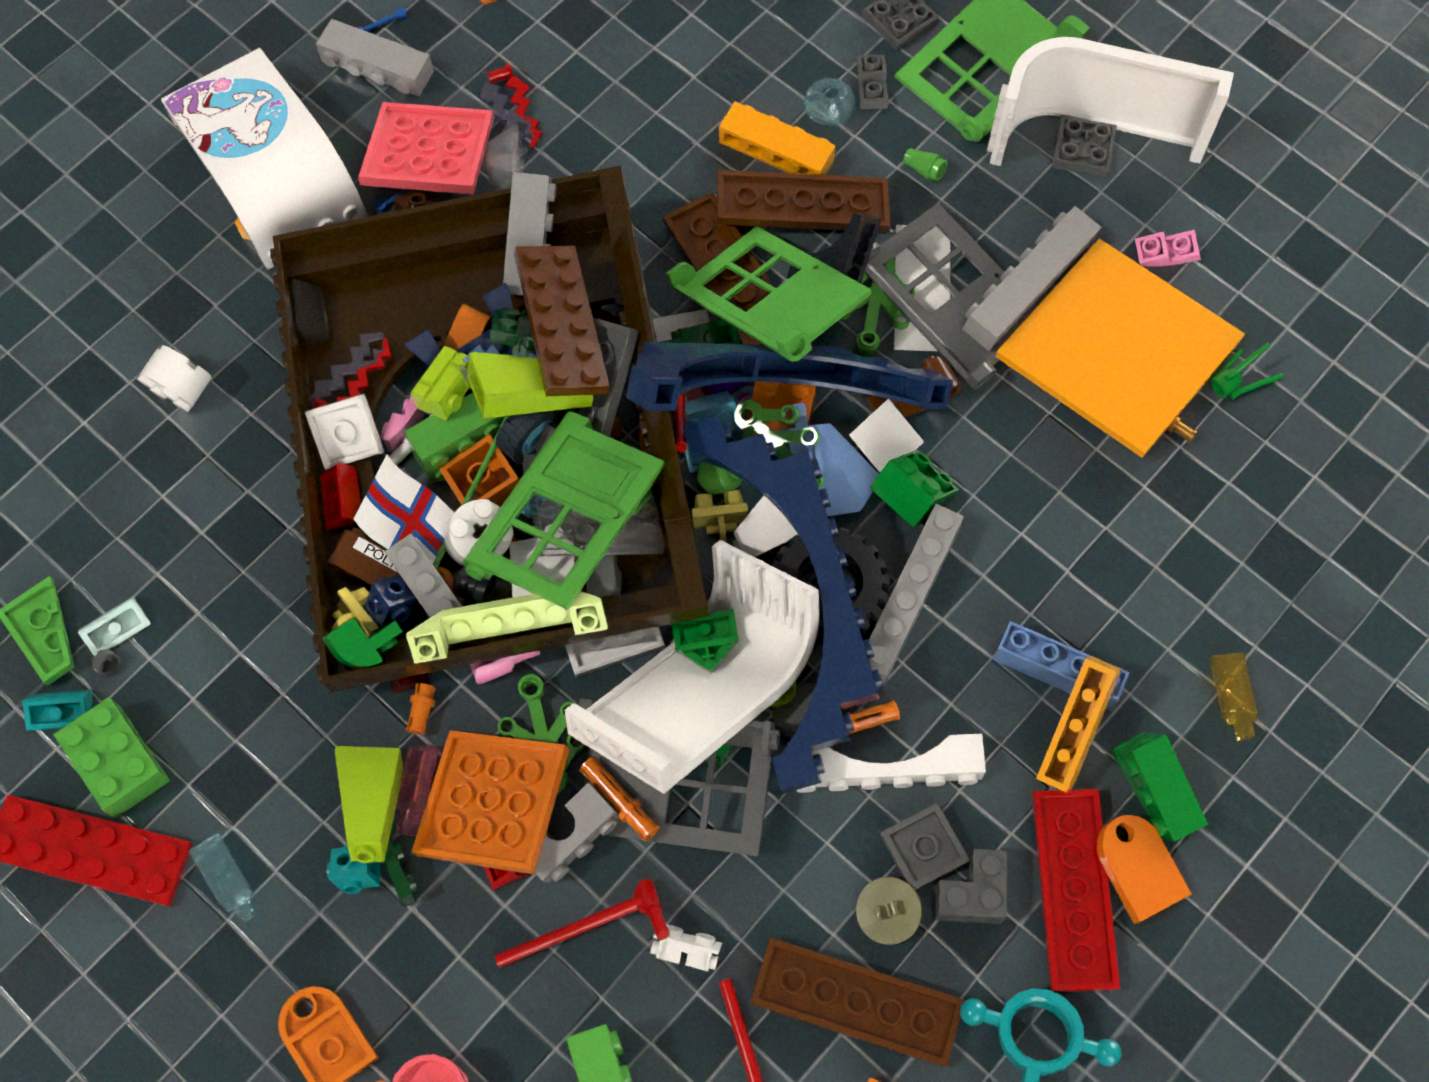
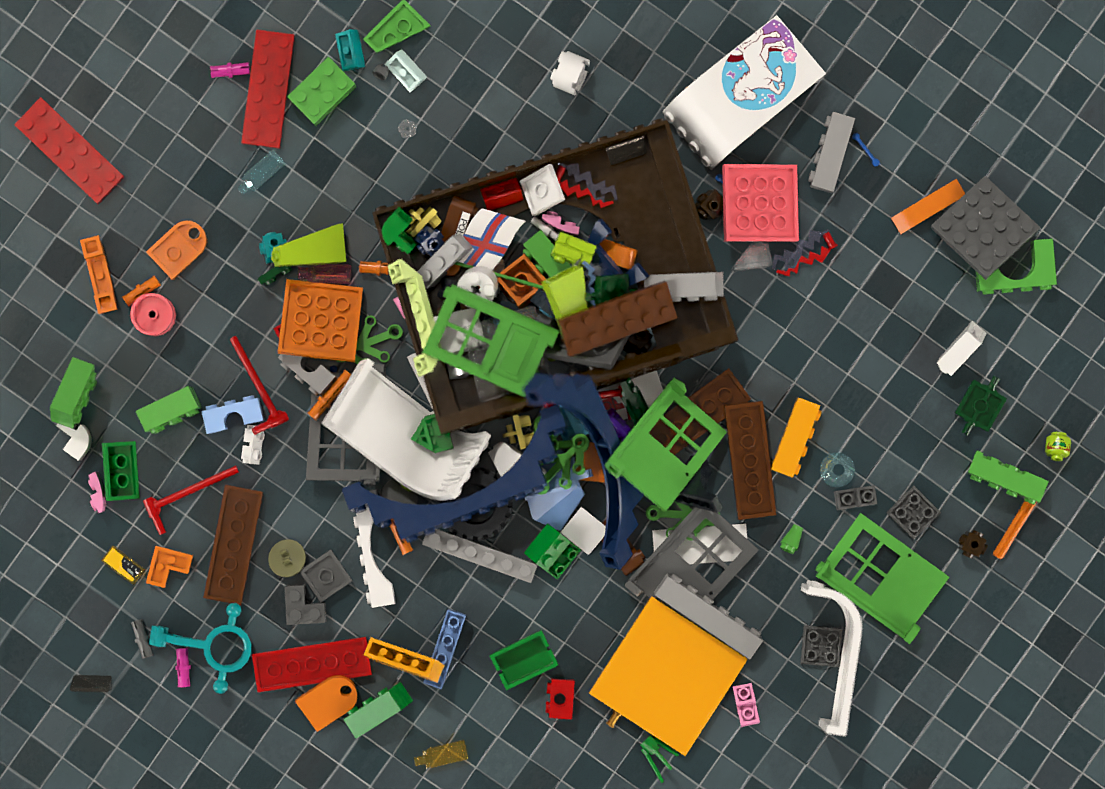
camera: 80 degrees right, 20 degrees up
(39, 910) = (230, 70): none -> dark pink pin
(209, 639) = (407, 133): none -> clear plate
(630, 1005) = (249, 409): none -> light blue arch
(1085, 544) = (523, 659): none -> green piece
(1165, 494) = (565, 687): none -> red brick

